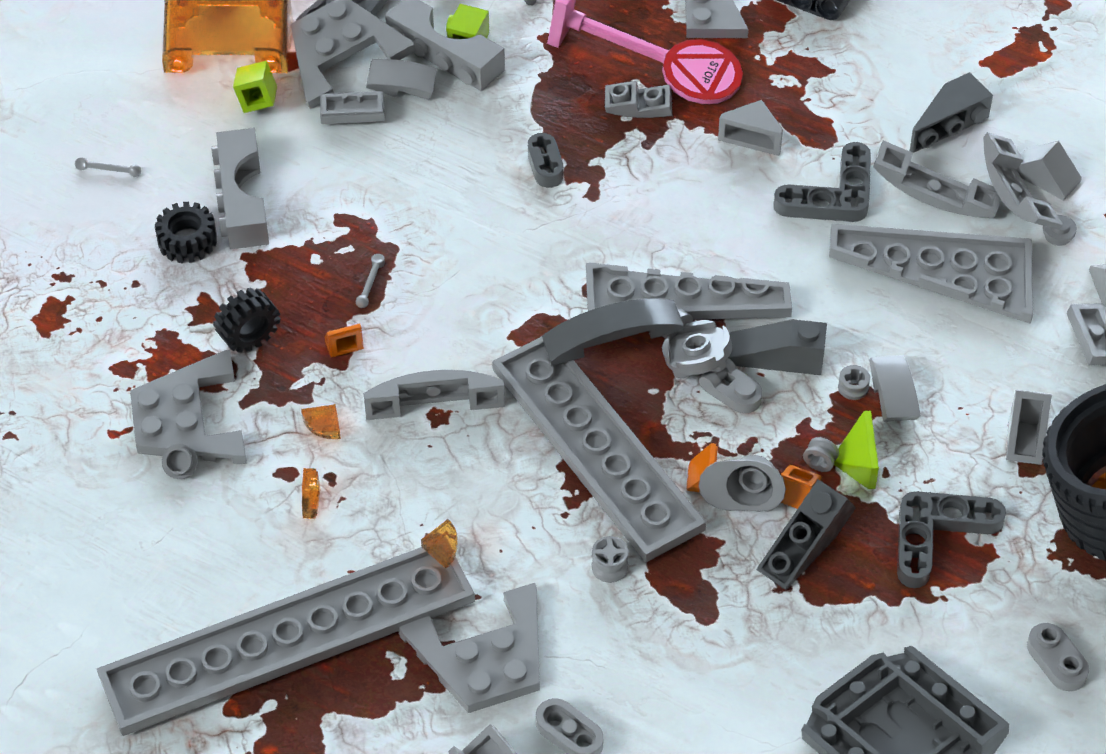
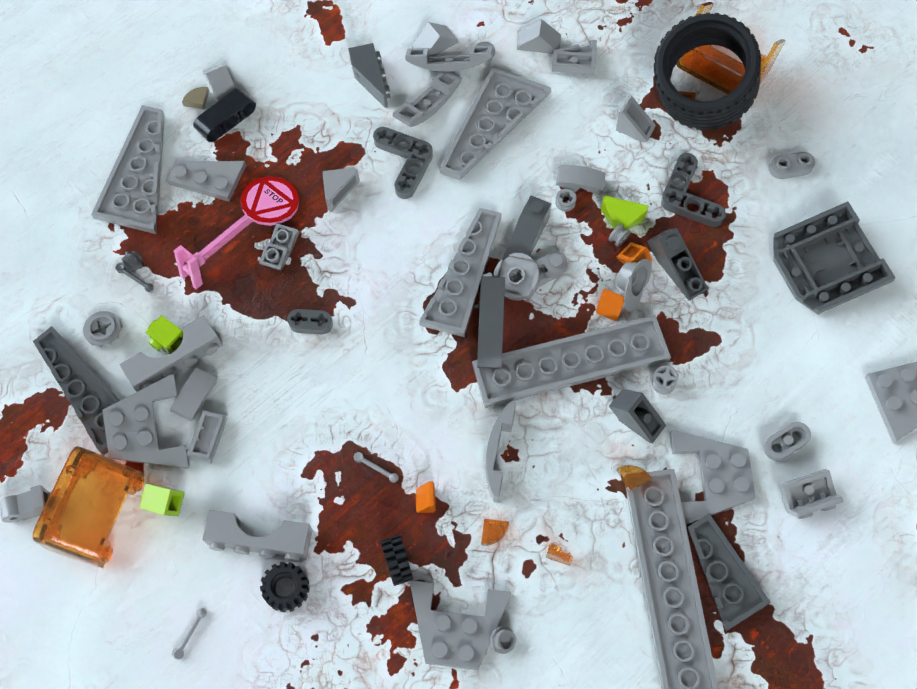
camera: 70 degrees left, 15 degrees up
(329, 702) = (729, 580): none -> dark grey wing
(541, 537) = (637, 414): none -> dark grey slope

